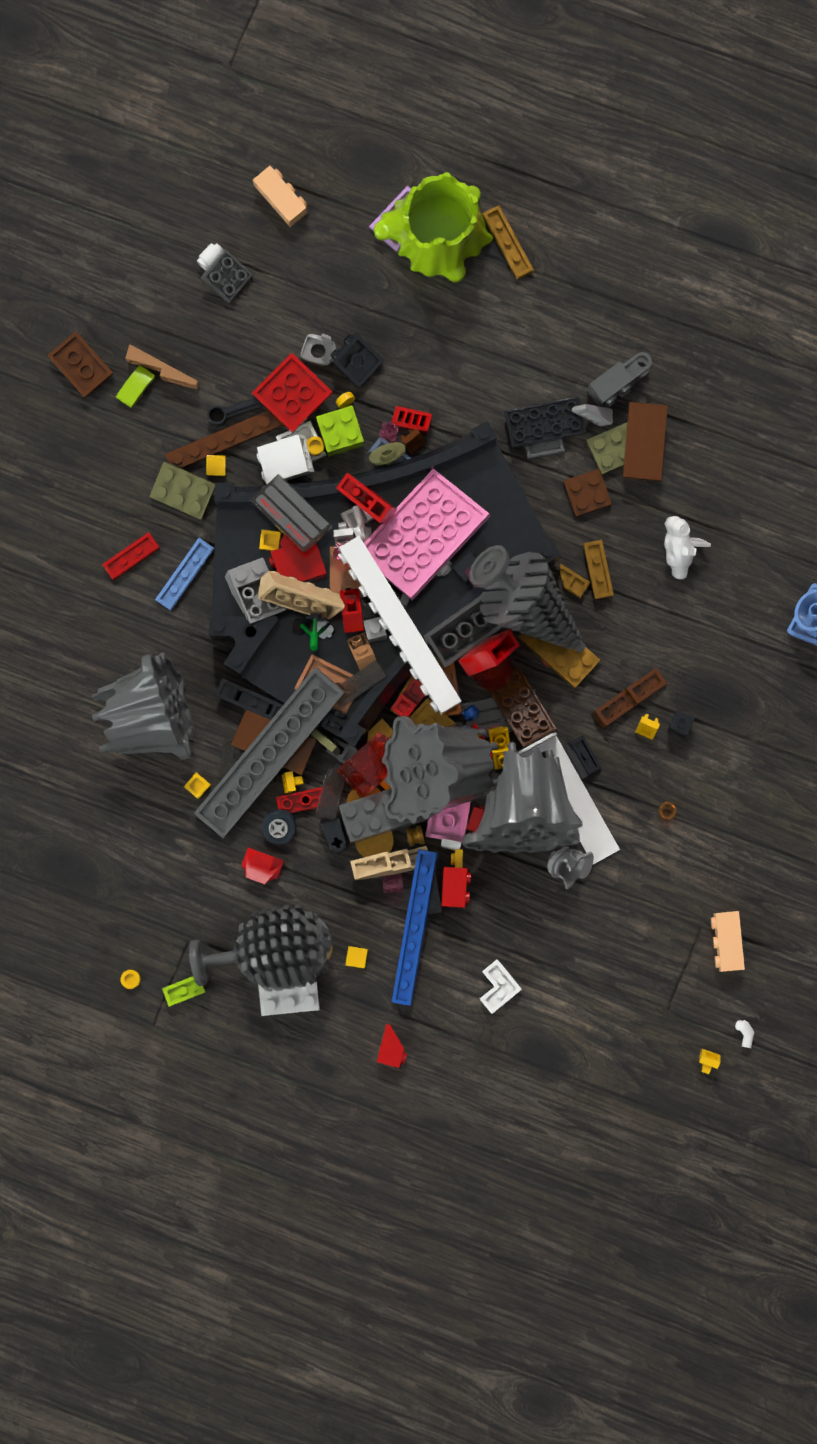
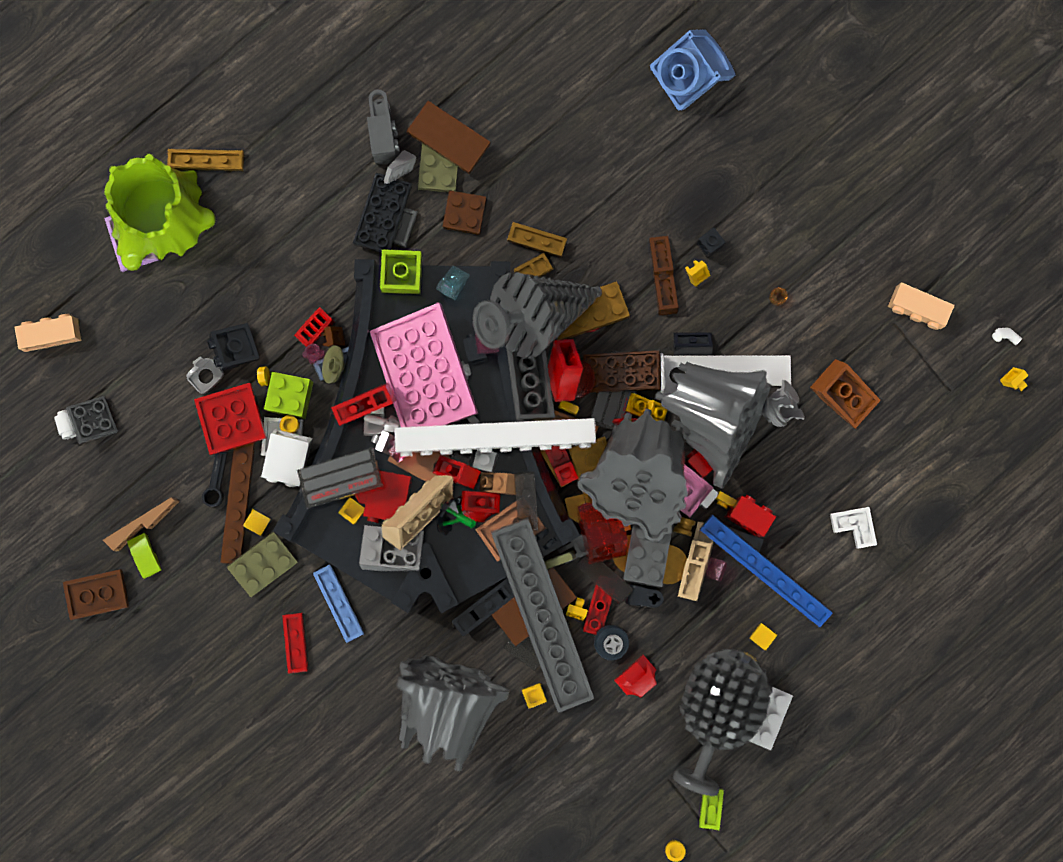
camera: 65 degrees left, 0 degrees up
(333, 646) = (480, 505): none -> red slope
(391, 1049) = (861, 650): red slope -> none
(464, 679) = (569, 407): none -> yellow tile
(470, 713) = (602, 418): blue plate -> none
(499, 466) = (401, 271): none -> lime brick
(515, 516) = (453, 282): none -> clear light blue slope
(612, 915) = (845, 393): none -> dark orange slope
(680, 546) = (557, 157): white piece -> none

